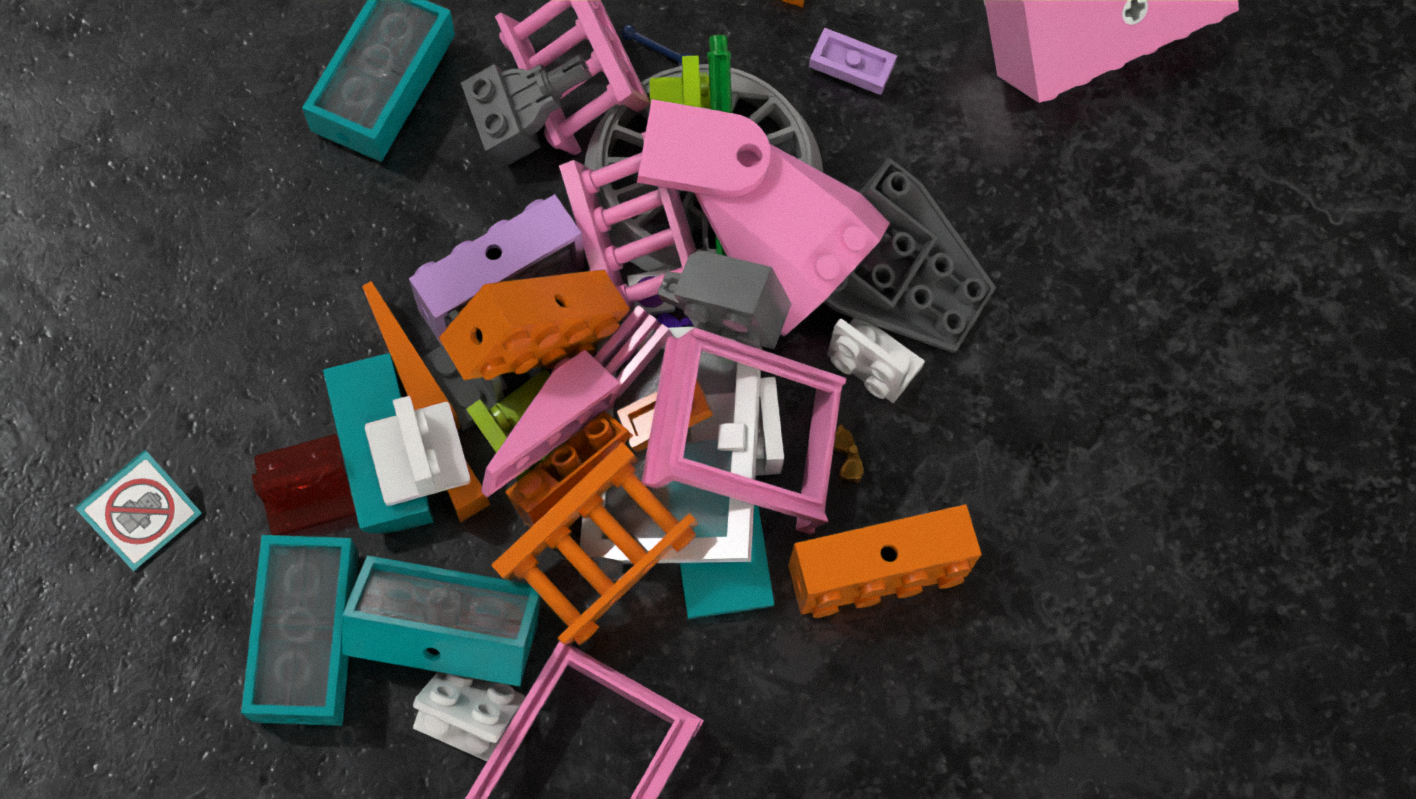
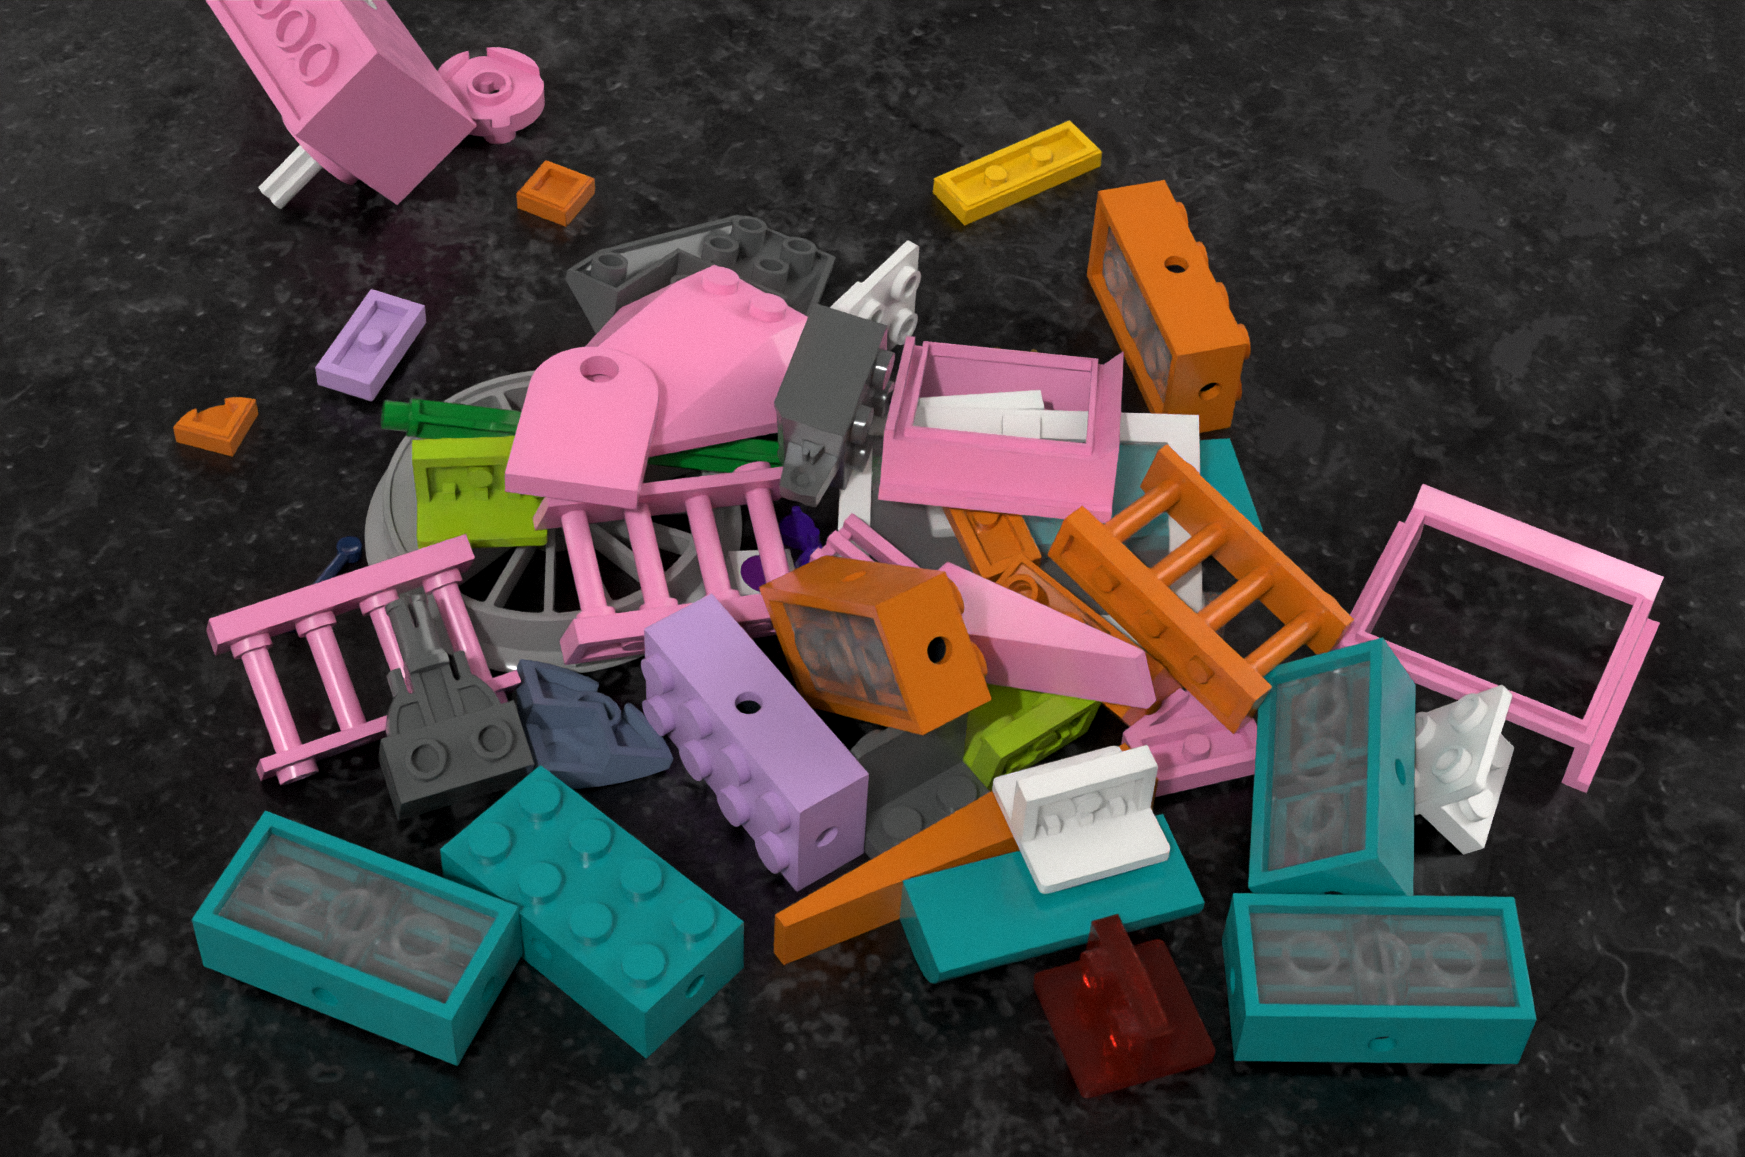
camera: 90 degrees left, 20 degrees down
(395, 190) = (599, 910): none -> teal brick
(496, 530) = (1192, 745): none -> bright pink wing
(530, 179) = (582, 731): none -> sand blue brick
(1010, 170) = (555, 193): none -> orange tile
(1055, 484) = (1017, 172): none -> yellow tile
(1102, 144) = (500, 113): none -> bright pink plate

